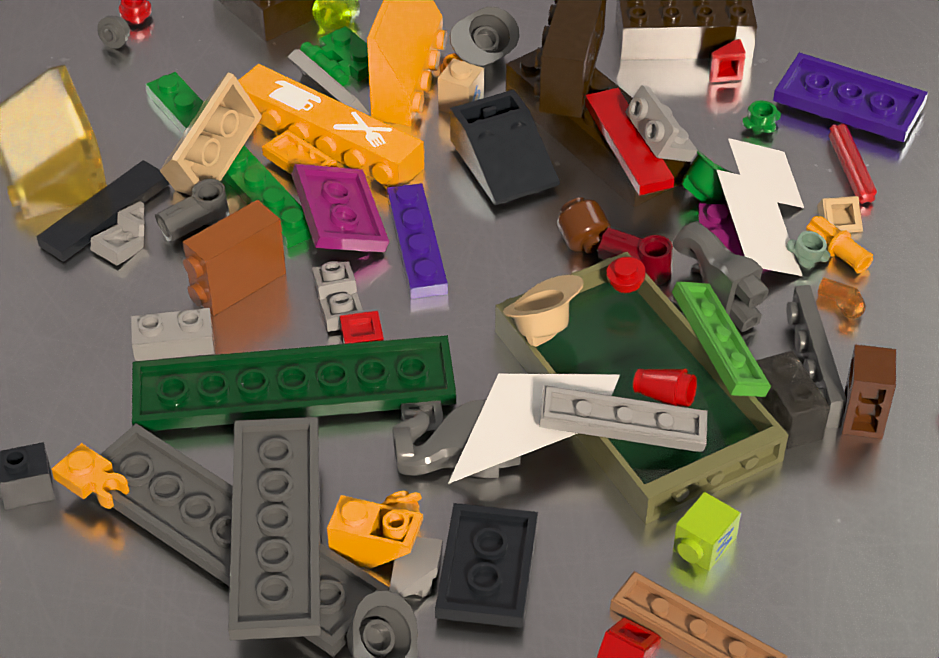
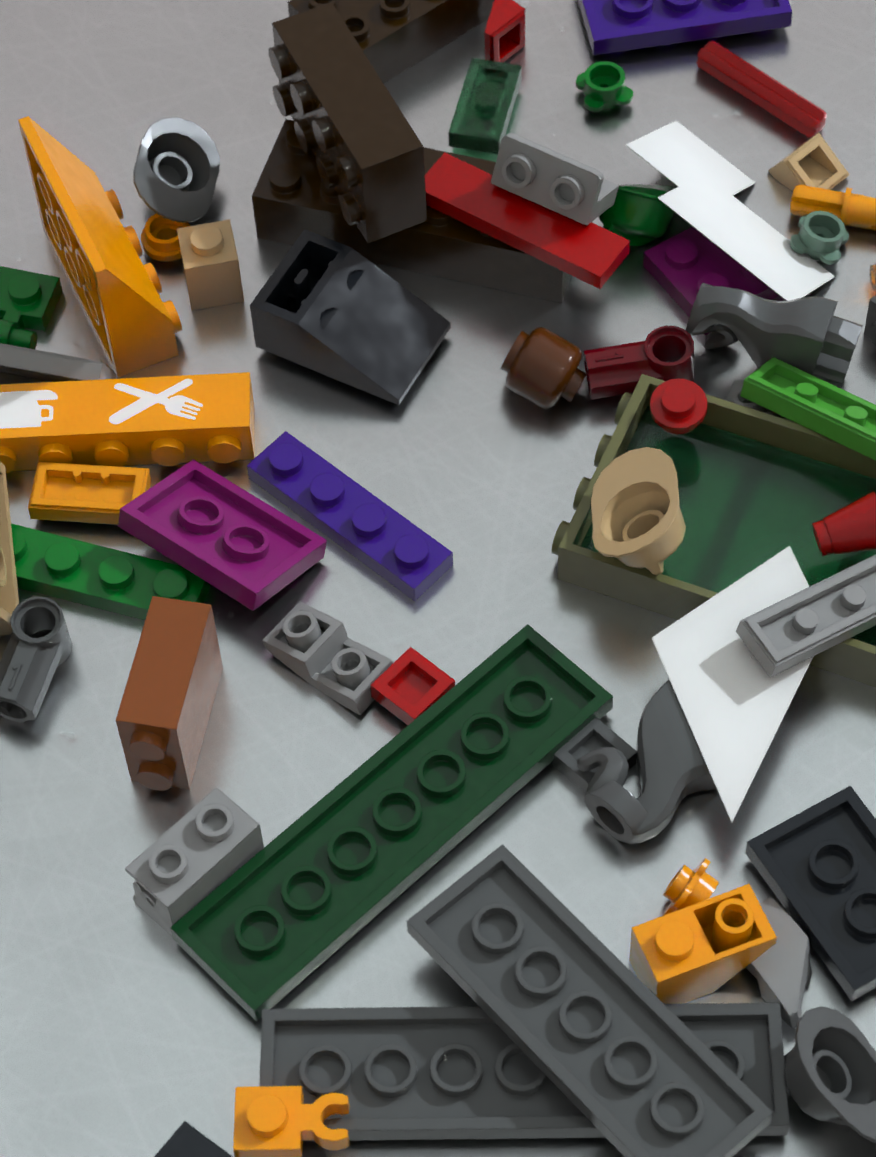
camera: 35 degrees left, 10 degrees up
(688, 90) = (485, 105): none -> clear green plate

